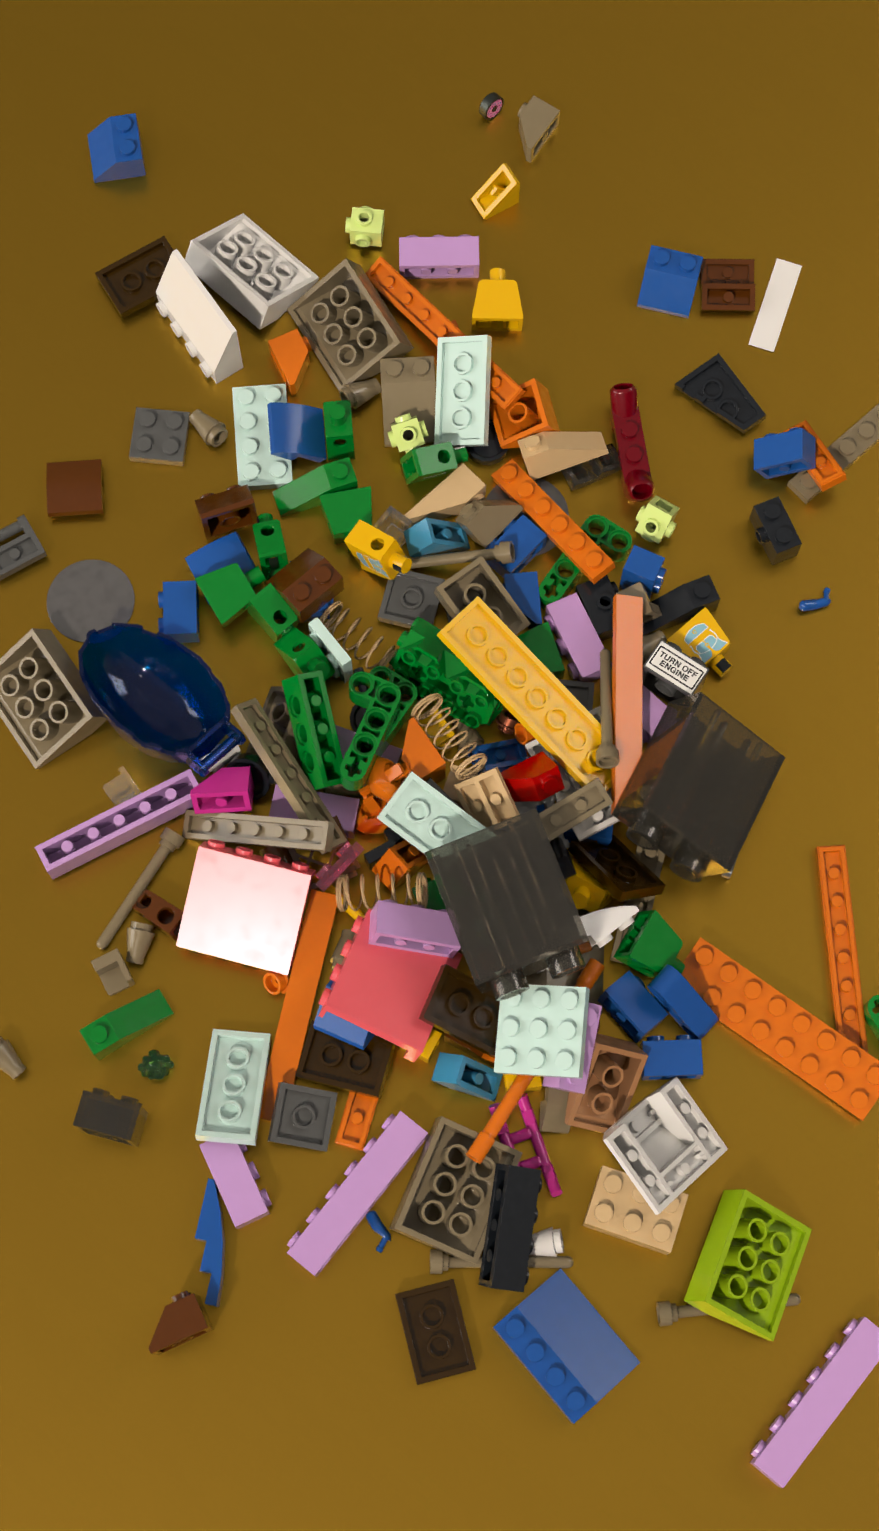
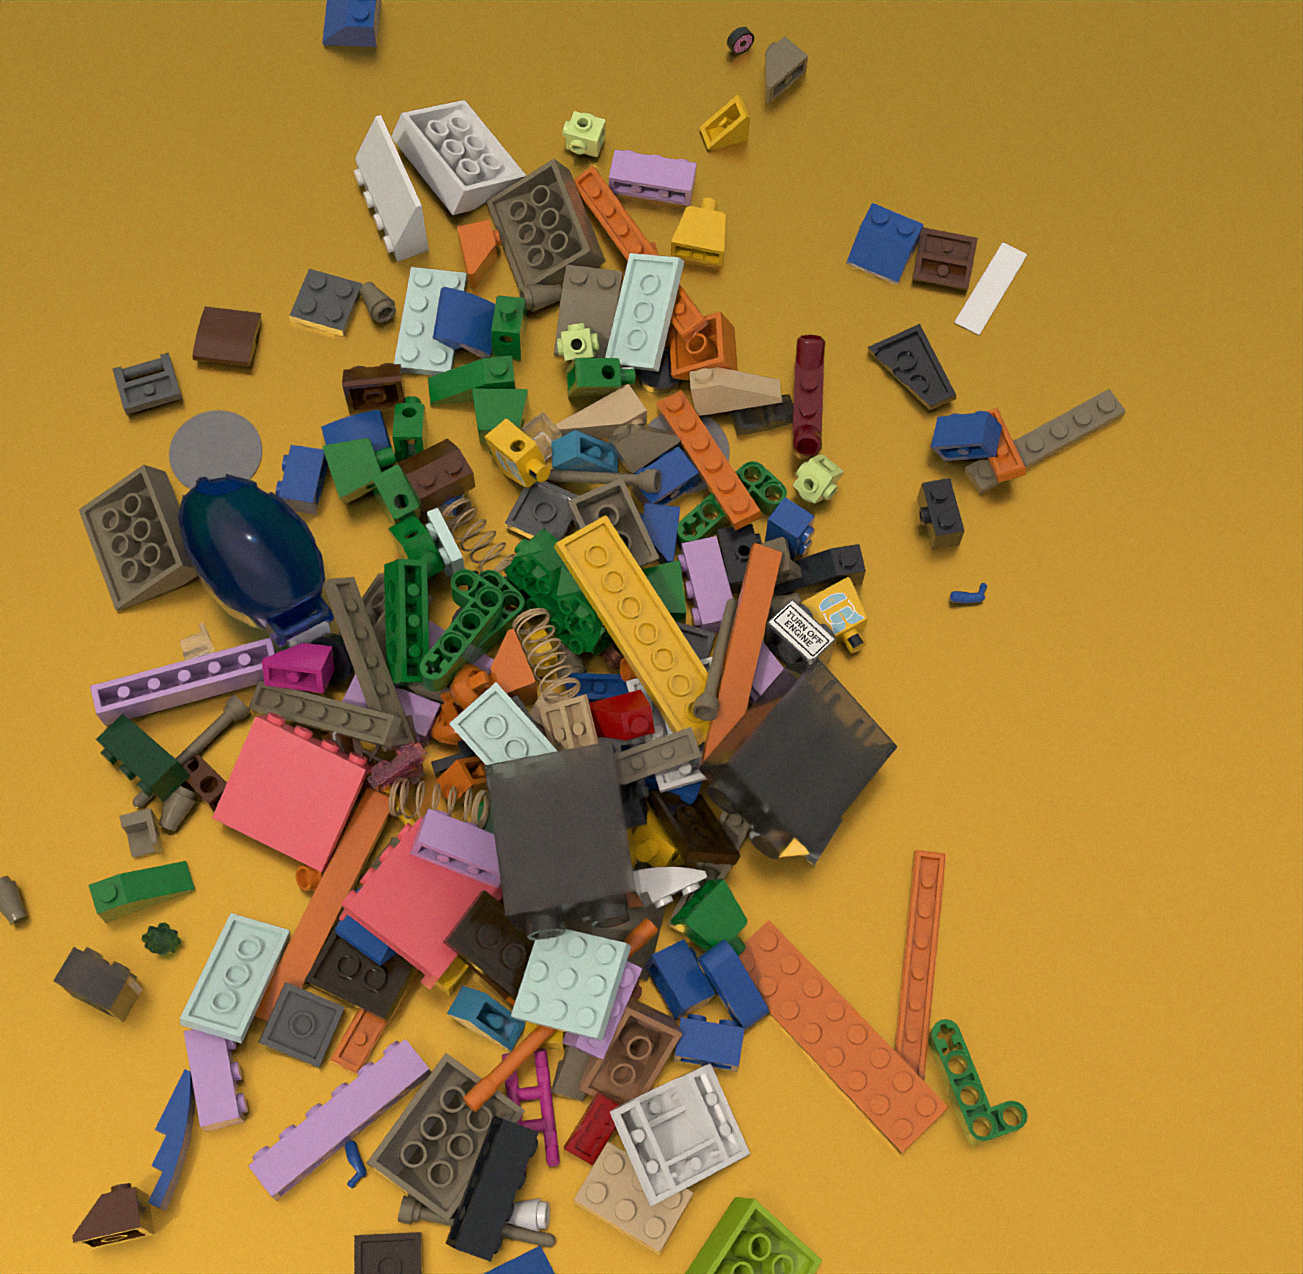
camera: 10 degrees right, 5 degrees down
(97, 904) = (141, 759): none -> dark green brick
(135, 278) = (336, 142): dark brown plate -> none
(586, 1156) = (593, 1129): none -> red plate

